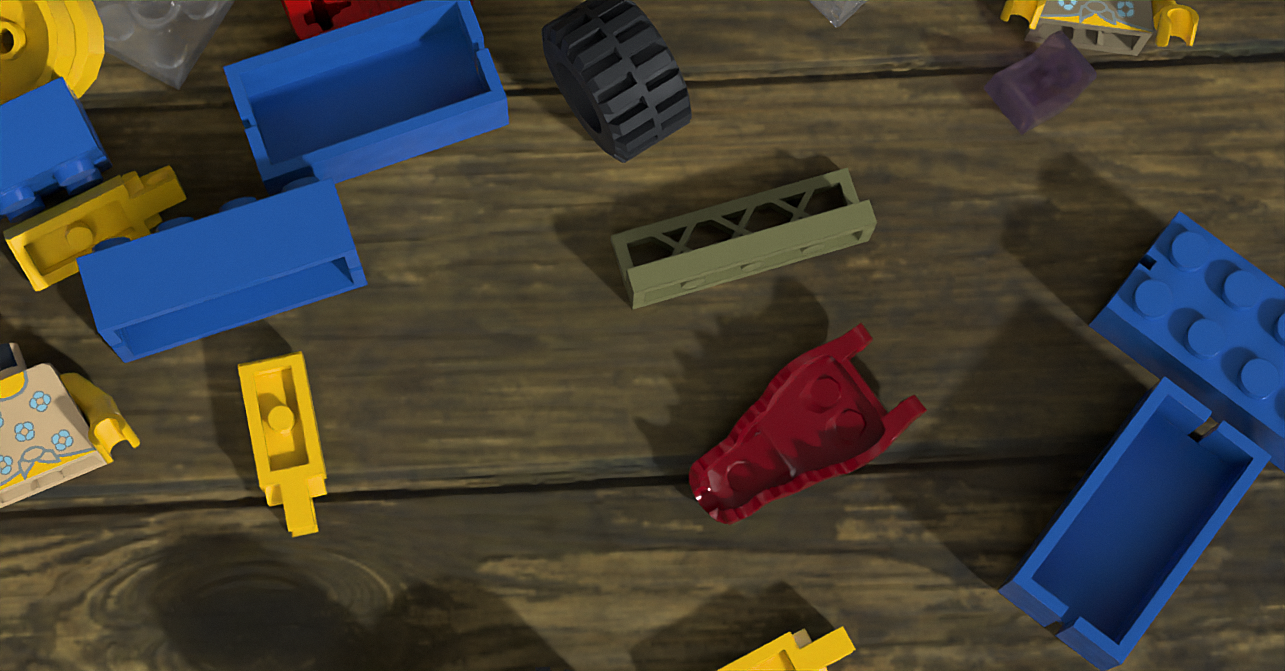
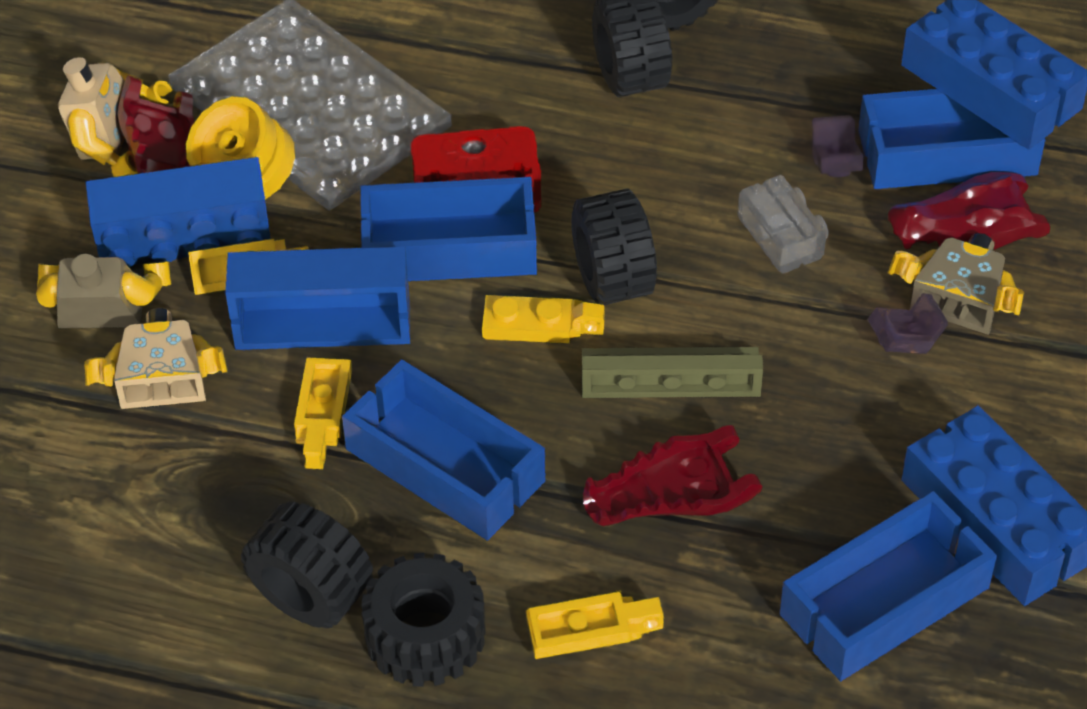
camera: 25 degrees right, 25 degrees down
(483, 473) = (444, 449): none -> blue piece
(535, 199) = (540, 319): none -> yellow hinge

